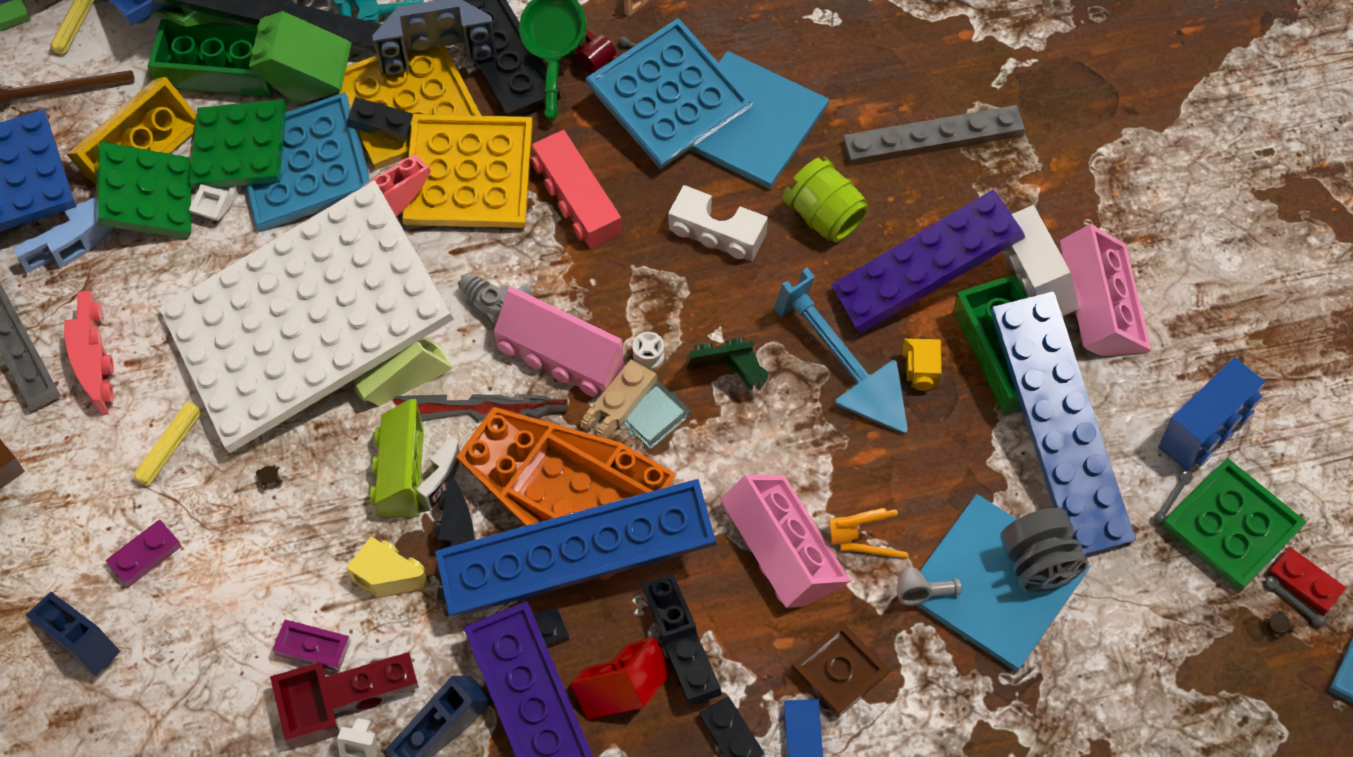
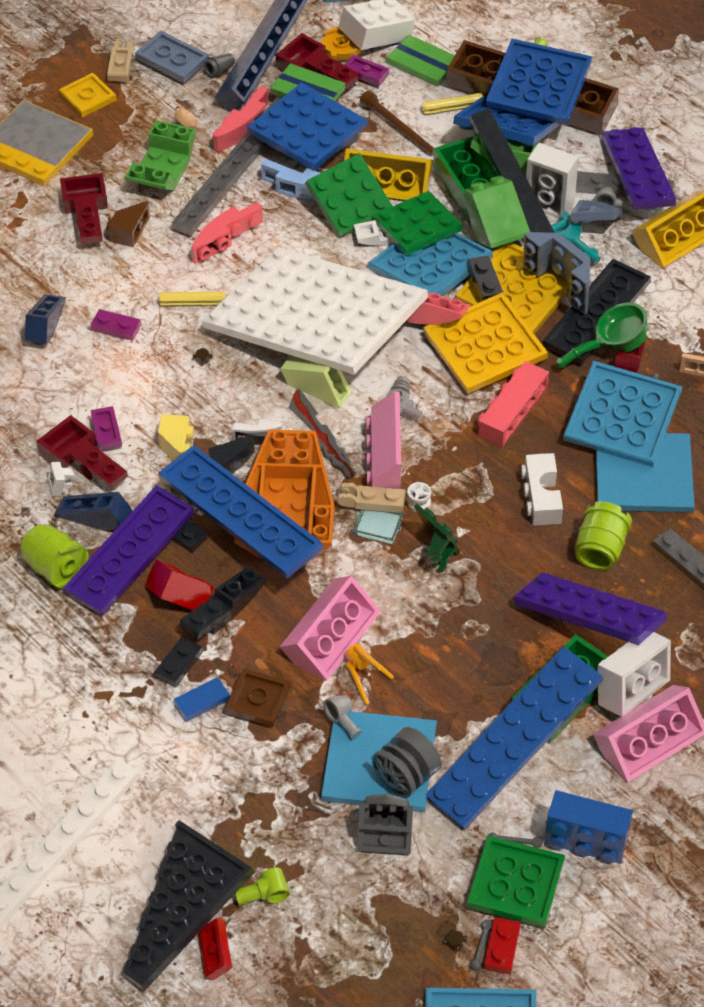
camera: 60 degrees right, 10 degrees down
(399, 461) = (264, 403): lime slope -> none
(875, 395) = (474, 634): dark azure piece -> none
(923, 362) = (515, 649): yellow window -> none
(1101, 615) = (385, 824): none -> dark grey piece

